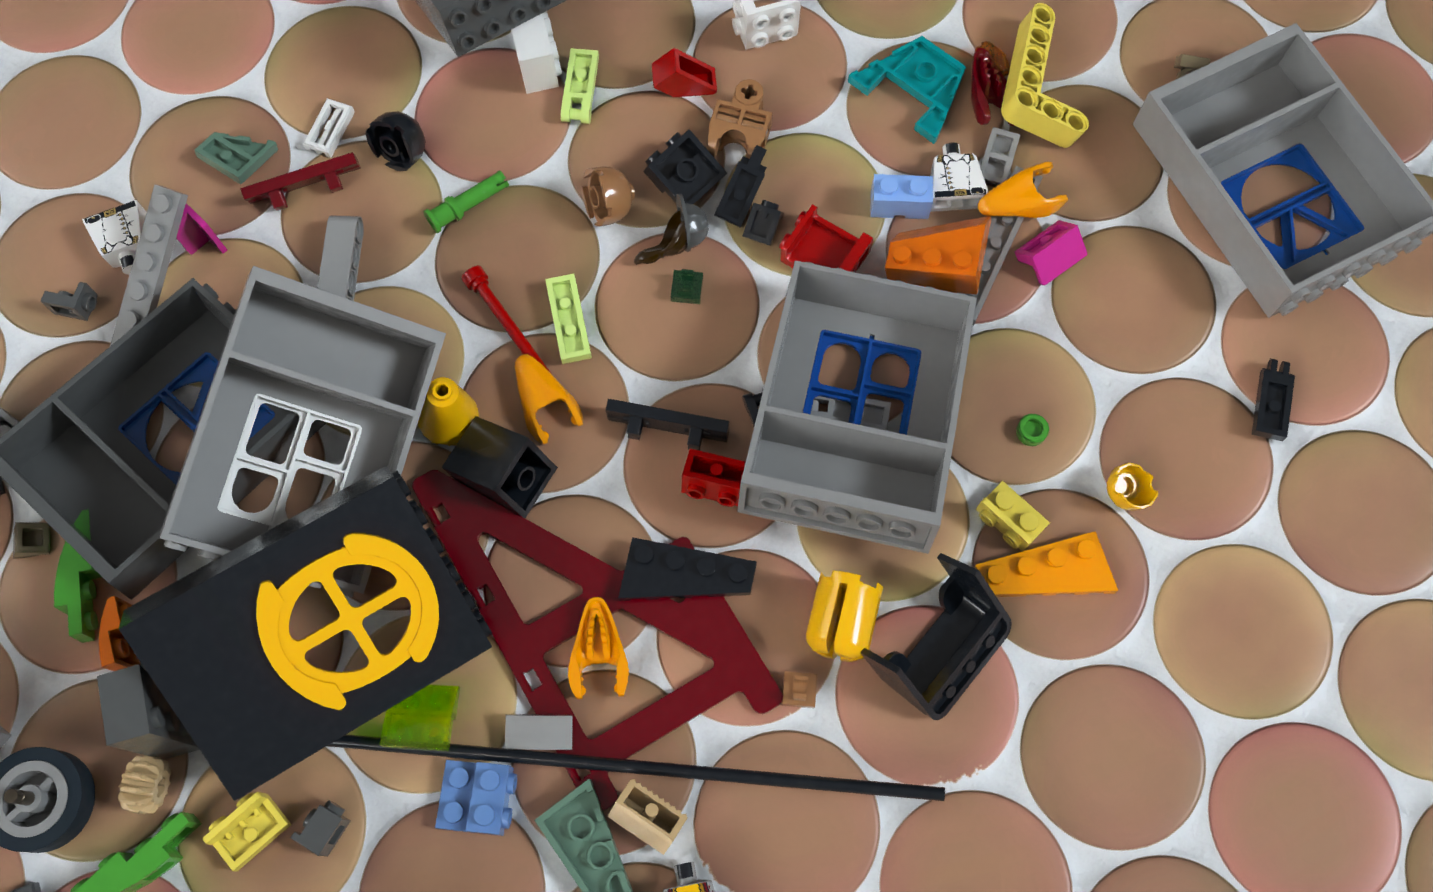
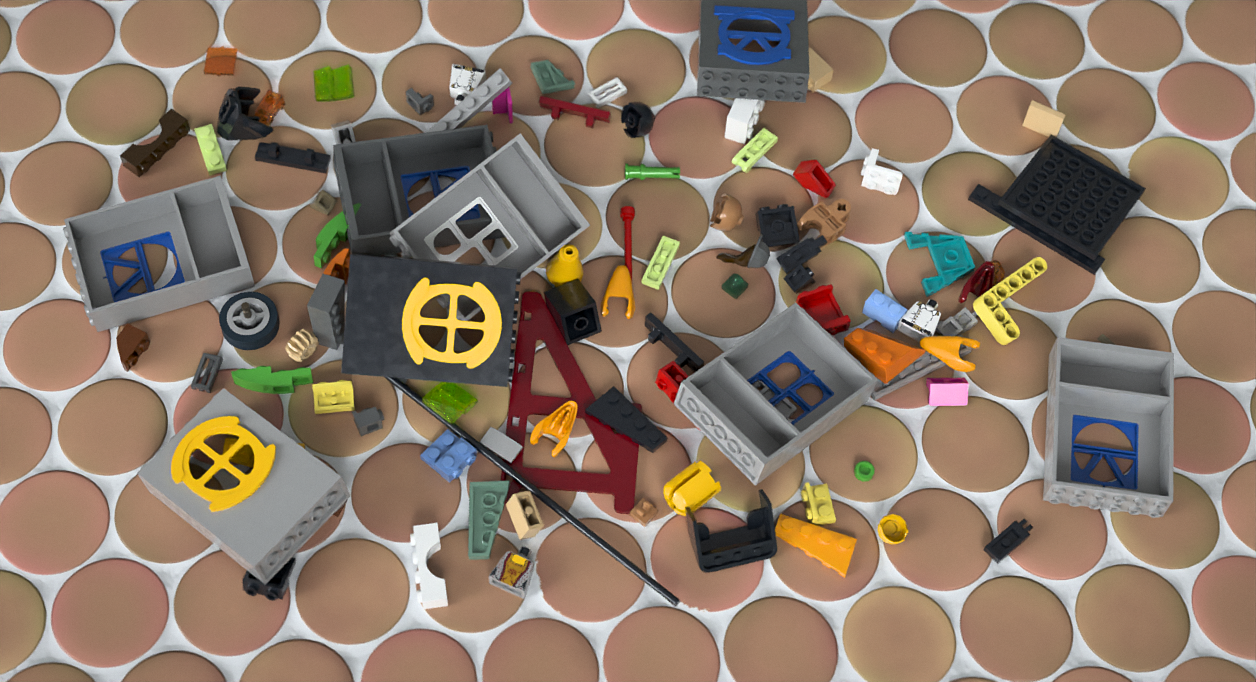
camera: 30 degrees right, 10 degrees down
(341, 255) = (568, 159): light grey beam -> none

